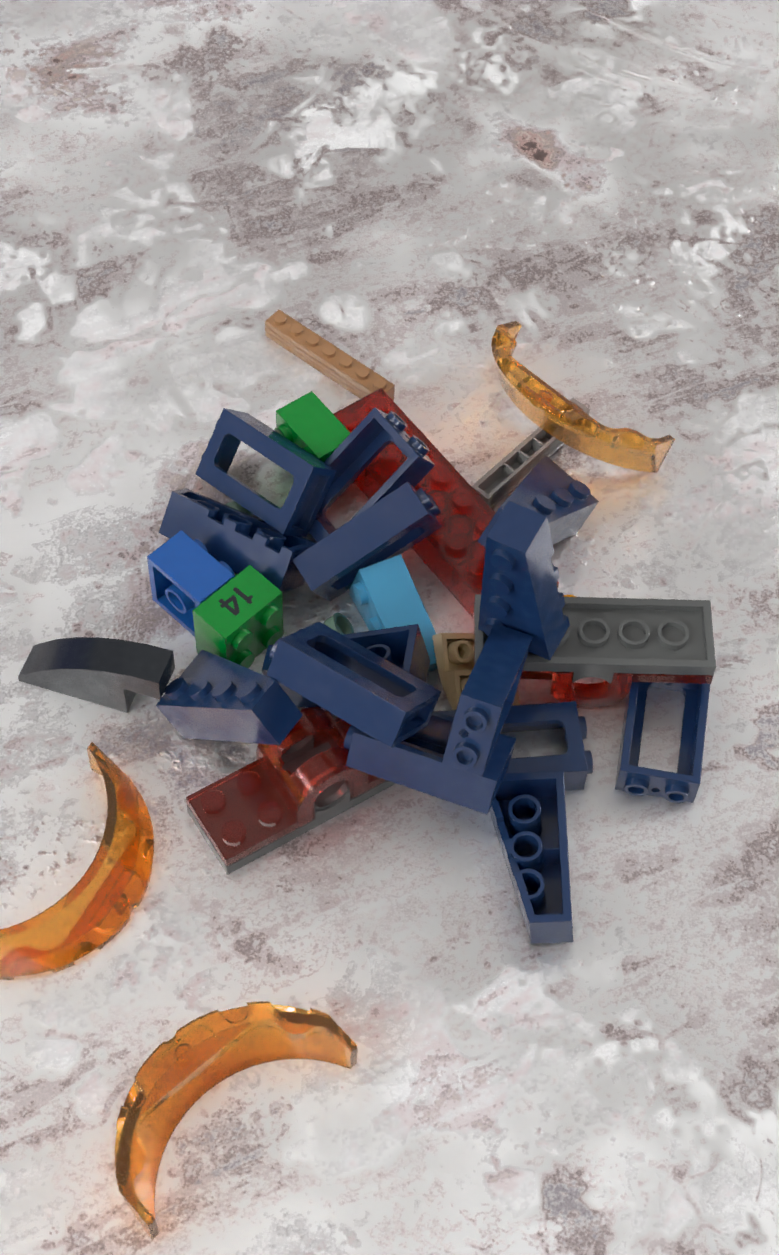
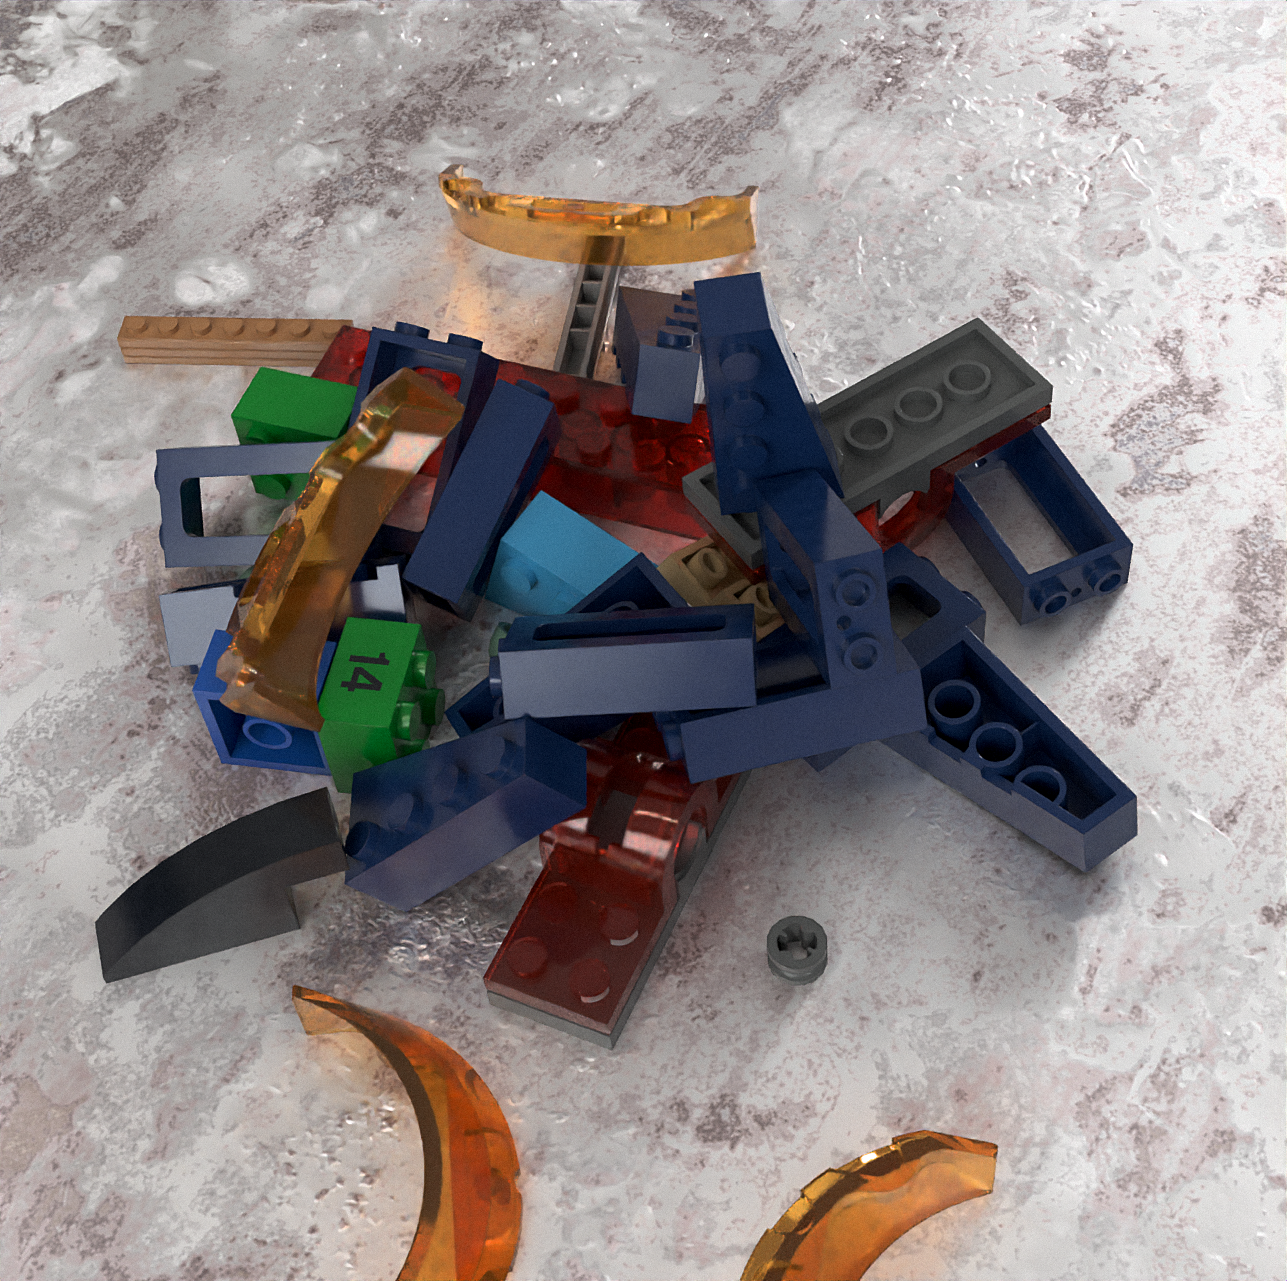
camera: 25 degrees left, 5 degrees down
(251, 523) = (317, 546): none -> clear orange windscreen
(357, 897) = (782, 961): none -> dark grey bush

